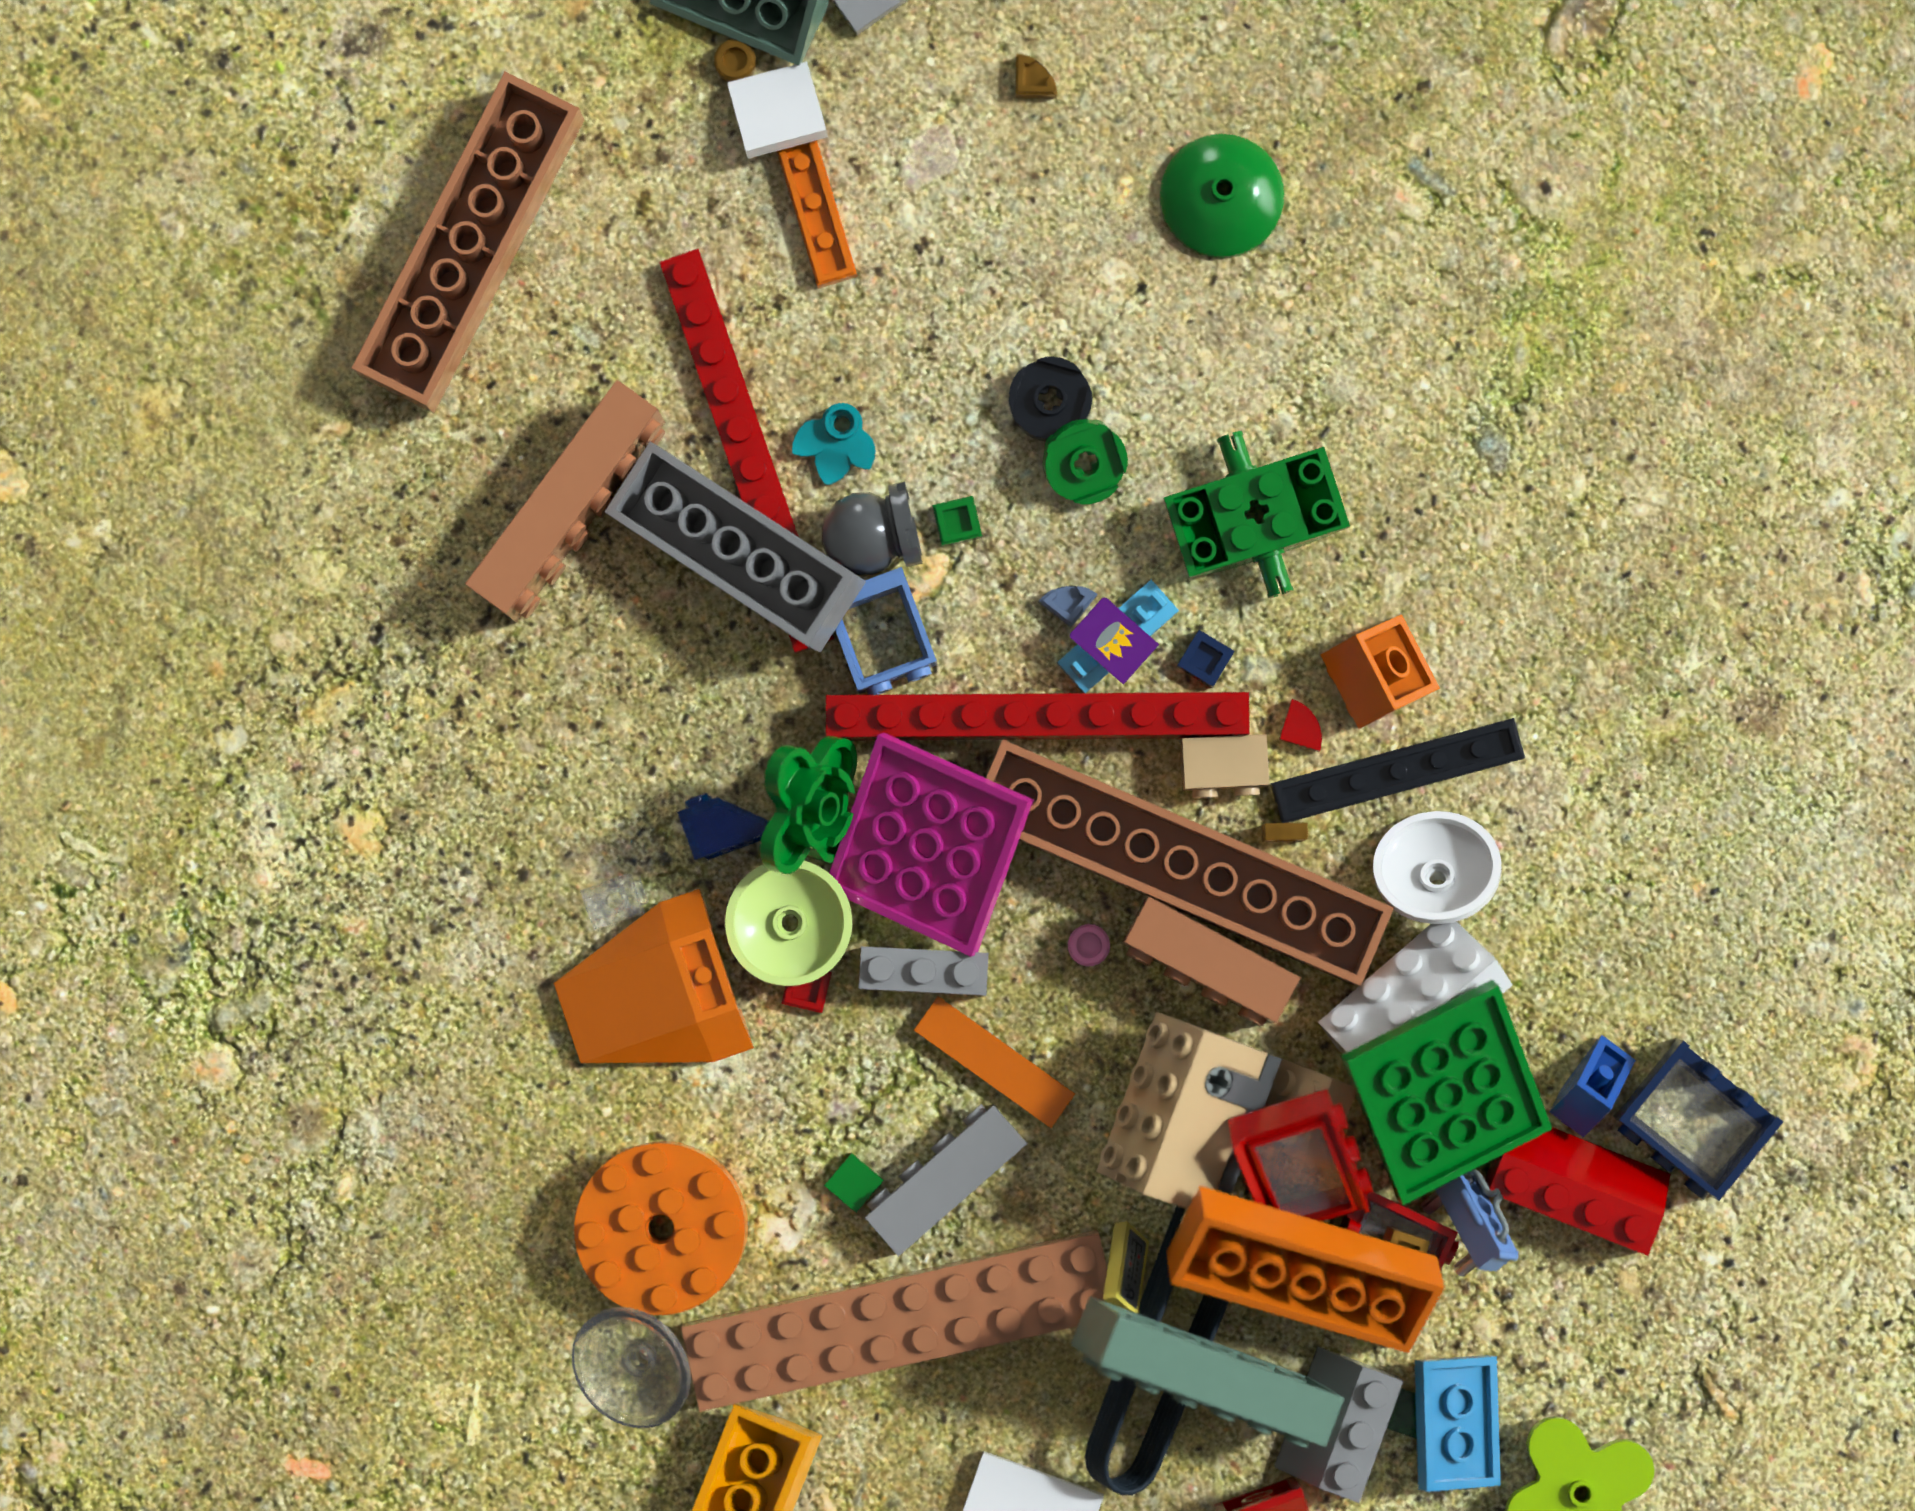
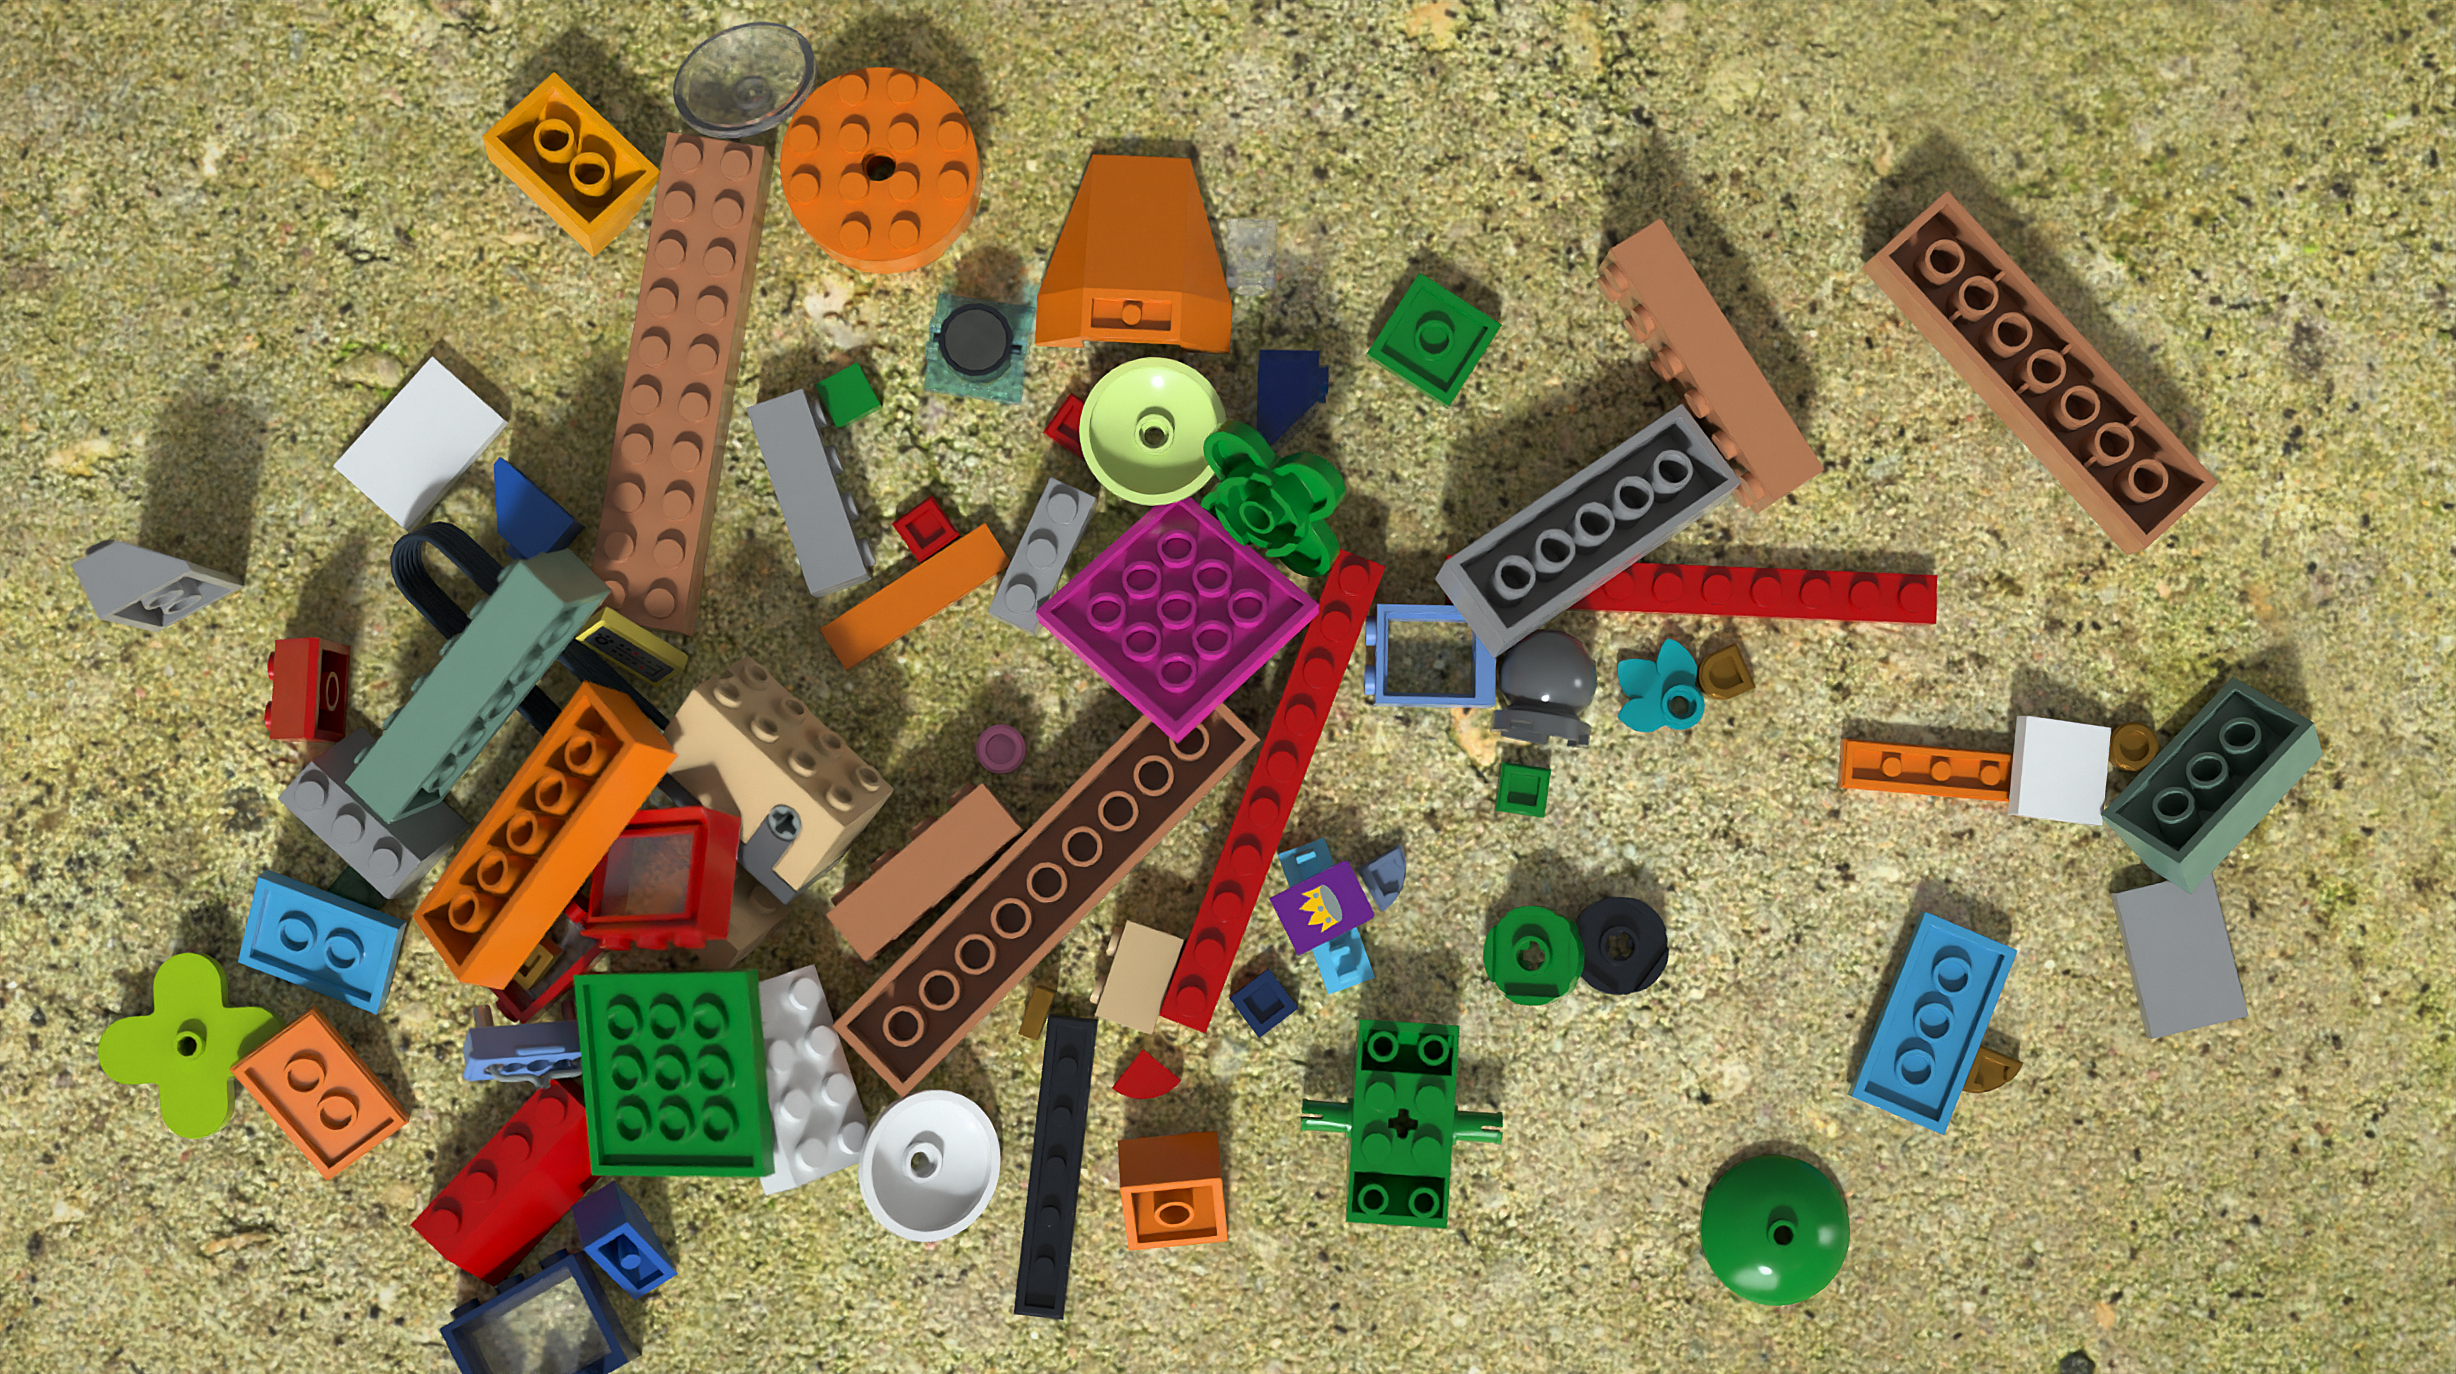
camera: 105 degrees right, 0 degrees up
(626, 729) = (1433, 340): none -> green plate
(774, 1091) = (979, 347): none -> piece
(802, 398) = (1724, 674): none -> pearl gold tile
(937, 1075) = (926, 529): none -> red tile
(1013, 134) = (1932, 1022): none -> dark azure plate
(1054, 1397) = (529, 516): none -> blue slope
(1575, 1374) = (320, 1092): none -> orange tile

